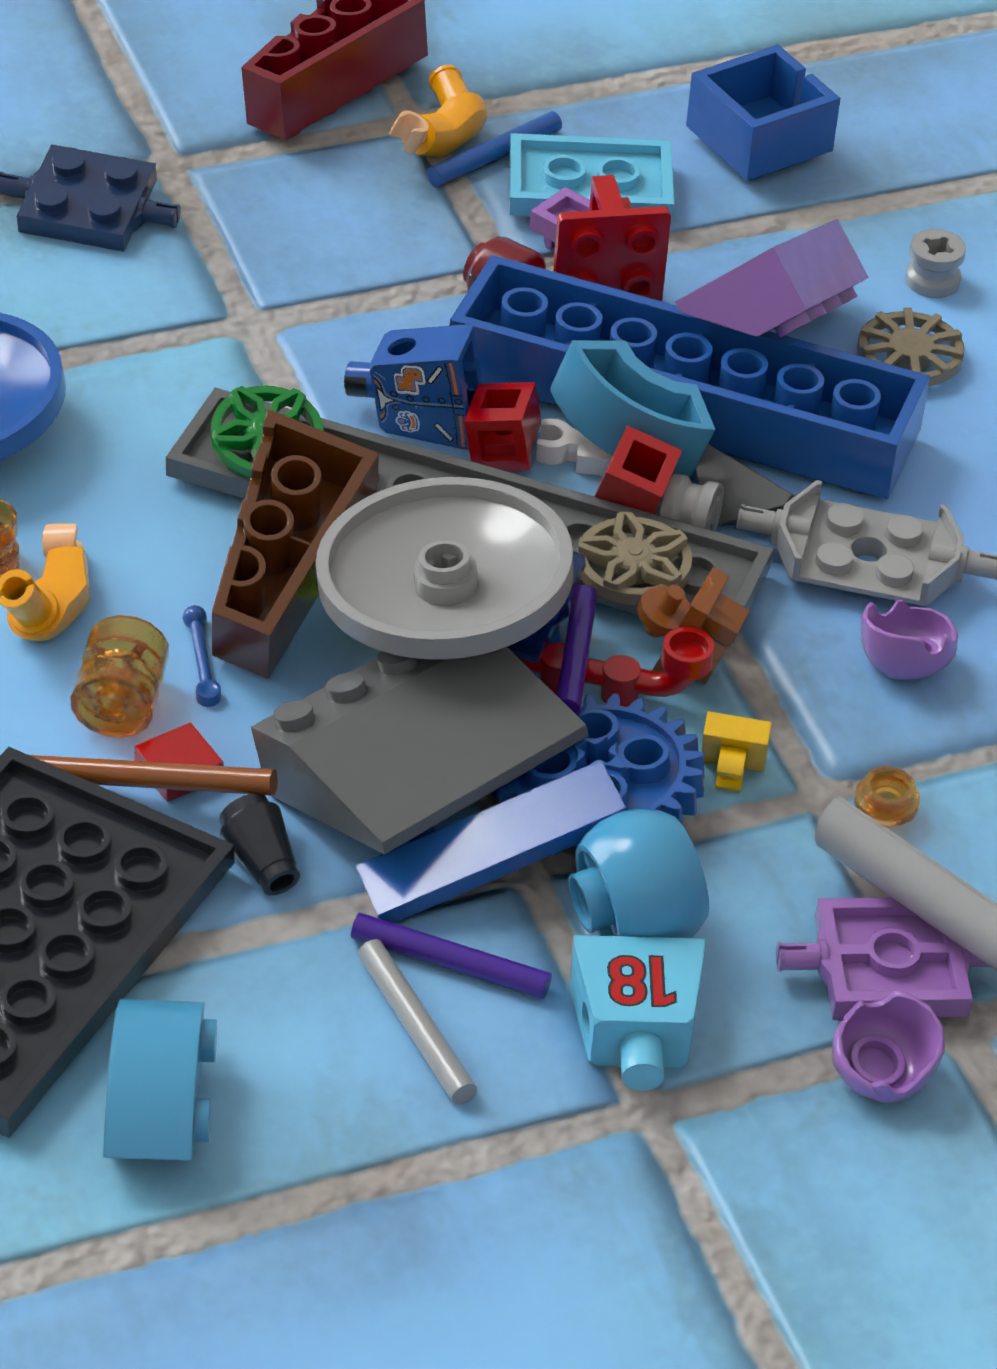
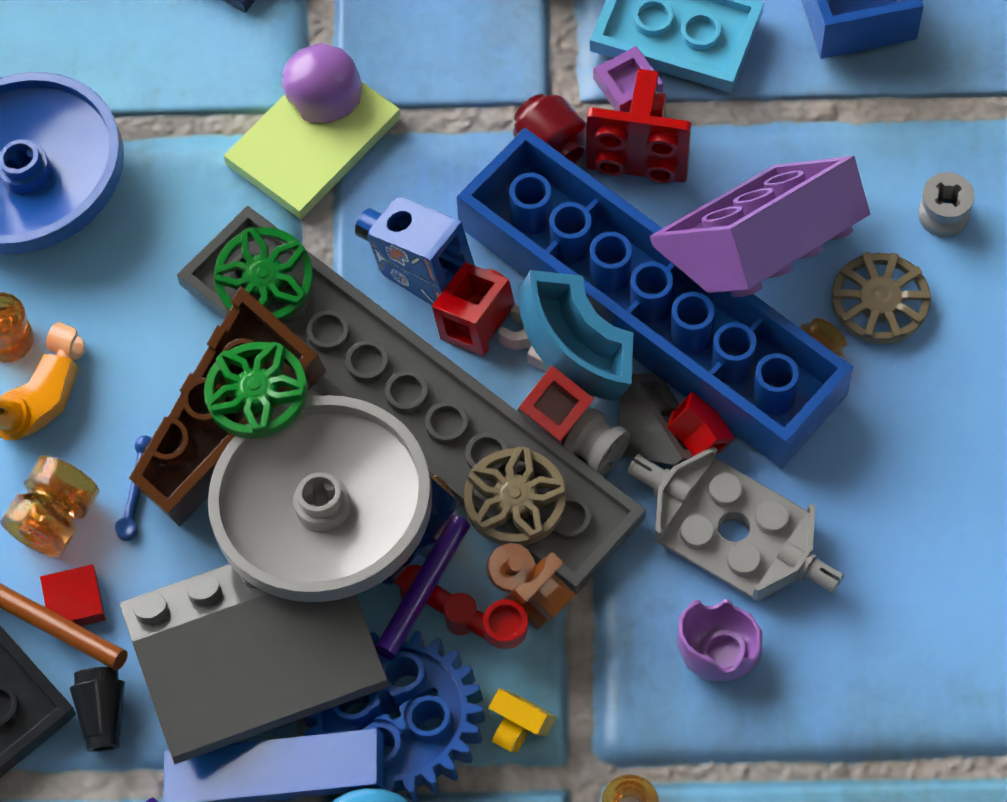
camera: 25 degrees right, 20 degrees up
(247, 272) = (322, 83): none -> medium lavender hair
(250, 329) = (304, 160): none -> yellowish green tile
(328, 490) = (255, 389): none -> green wheel
(789, 469) = (699, 426): none -> red piece

